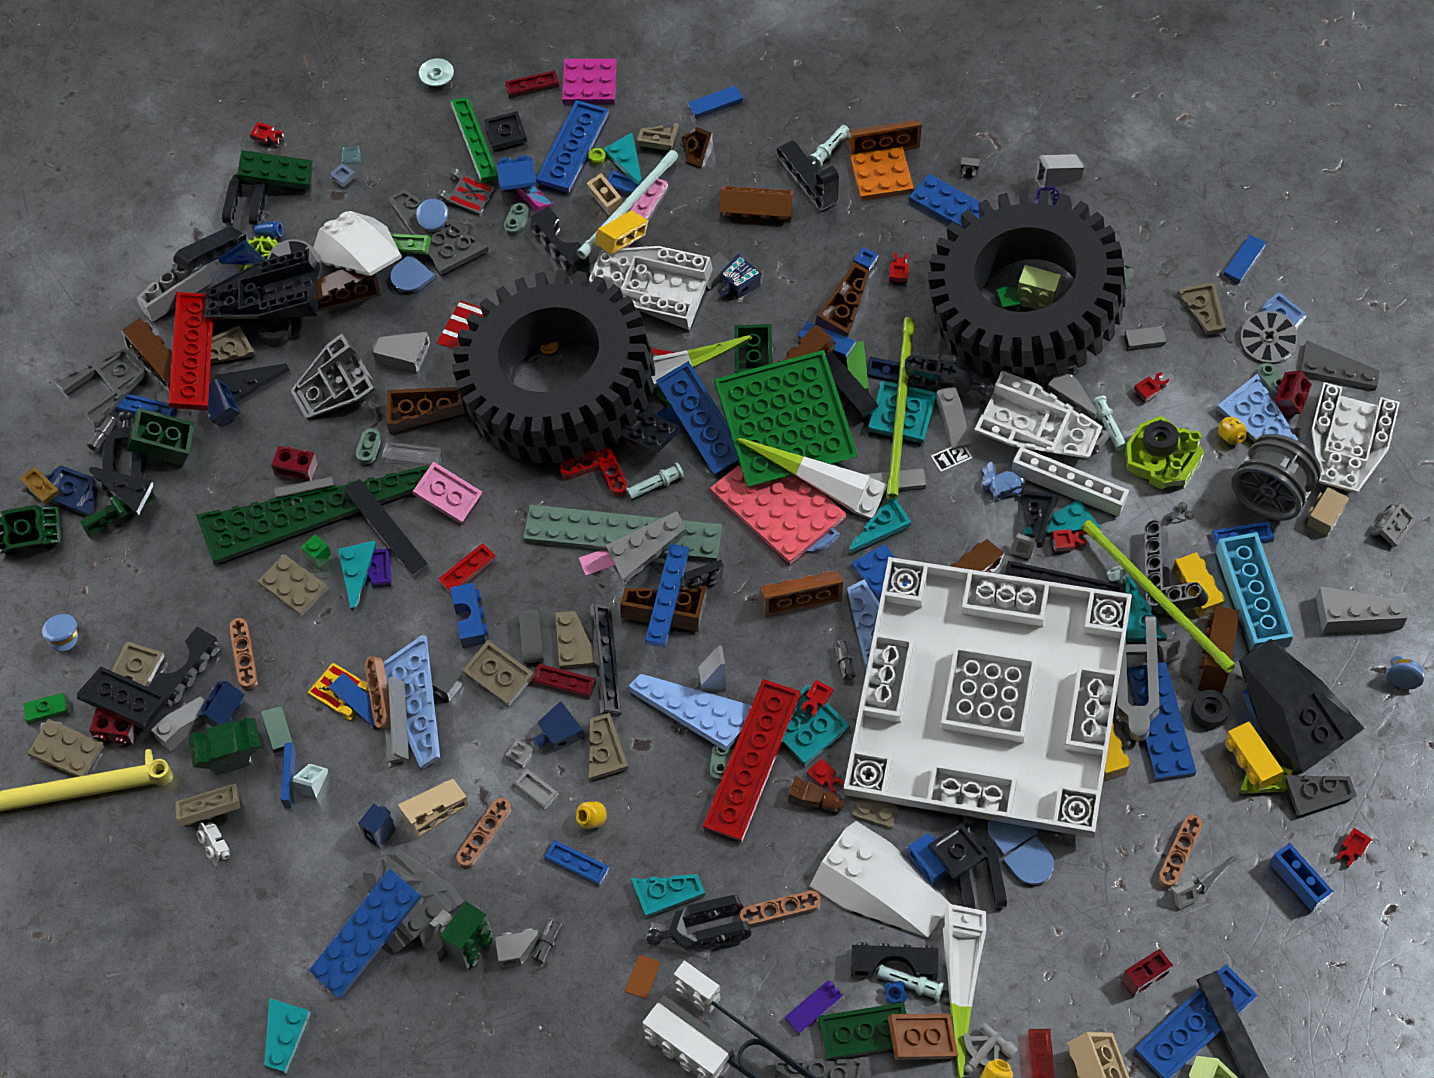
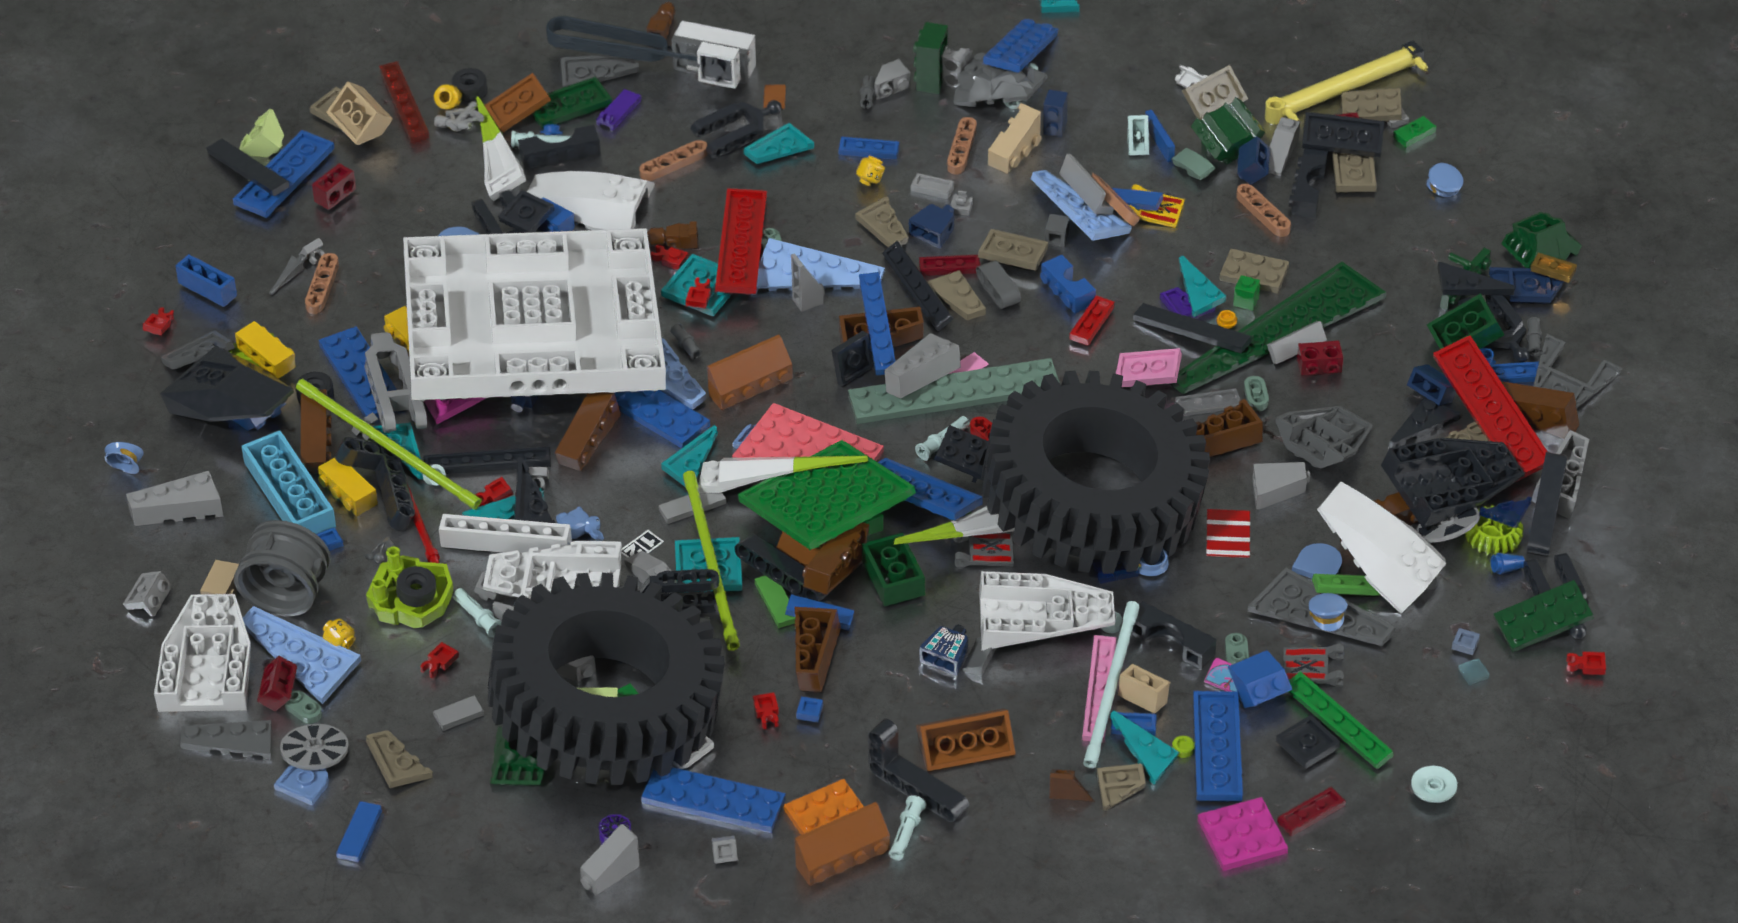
camera: 160 degrees right, 15 degrees down
(348, 534) = (1227, 319): none -> light orange plate
(621, 232) = (1100, 637): yellow brick -> none
(715, 102) = (1072, 849): blue tile -> none
(883, 368) = (747, 609): dark blue slope -> none
(1136, 494) = (431, 553): none -> red bar

